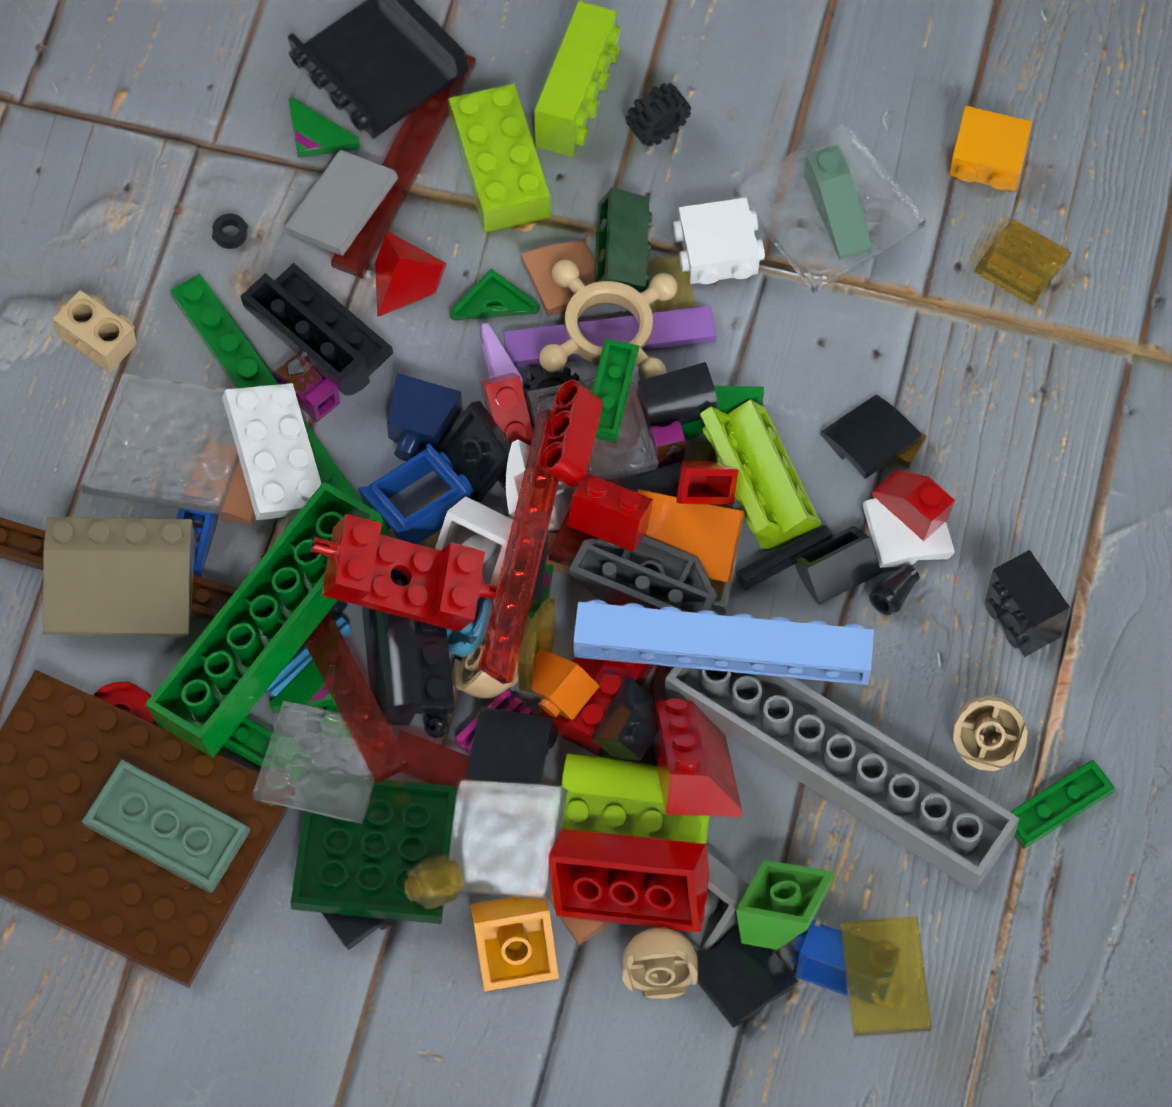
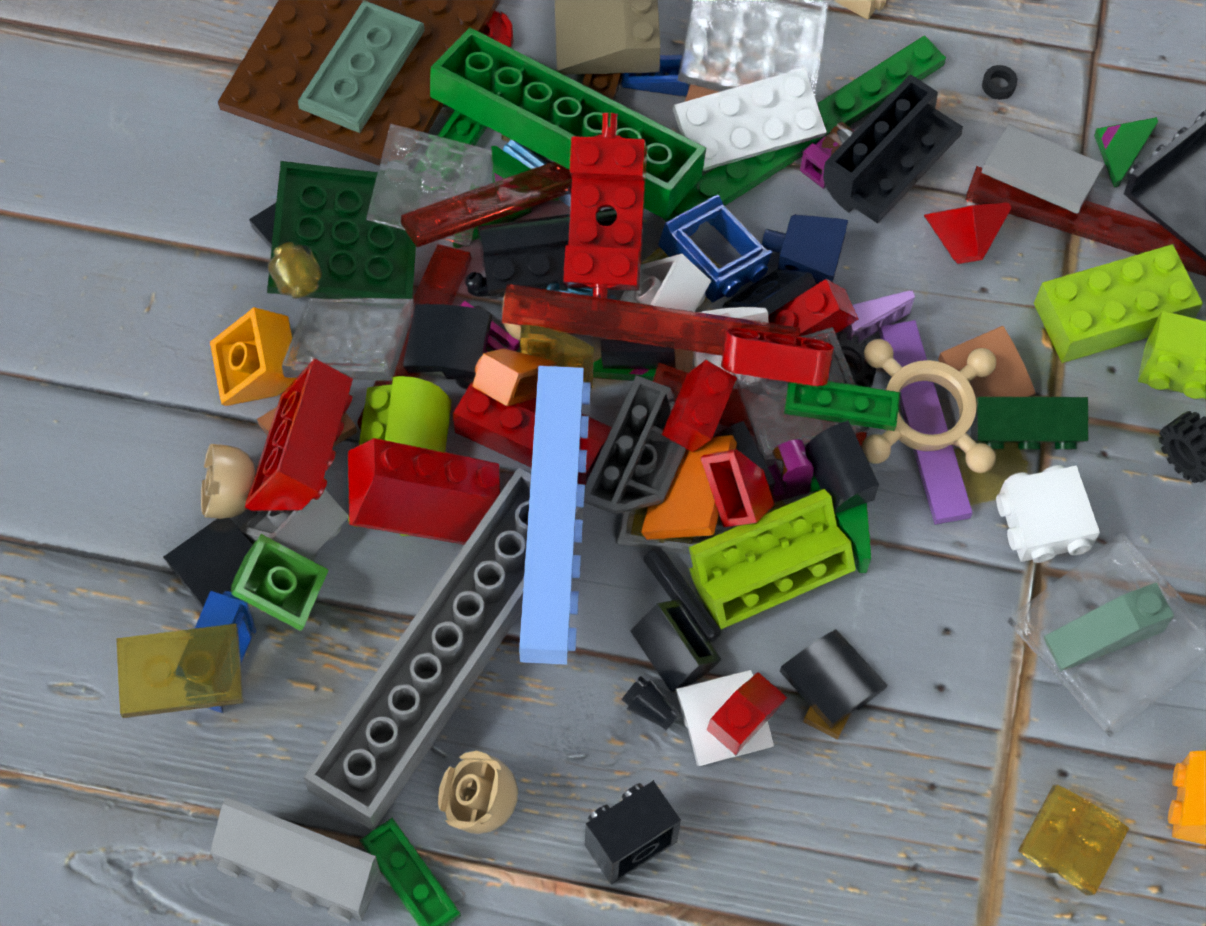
camera: 85 degrees right, 0 degrees up
(493, 298) = (955, 310): green tile -> none
(628, 723) = (470, 434): black slope -> none
(1052, 894) = (294, 860): none -> light grey slope

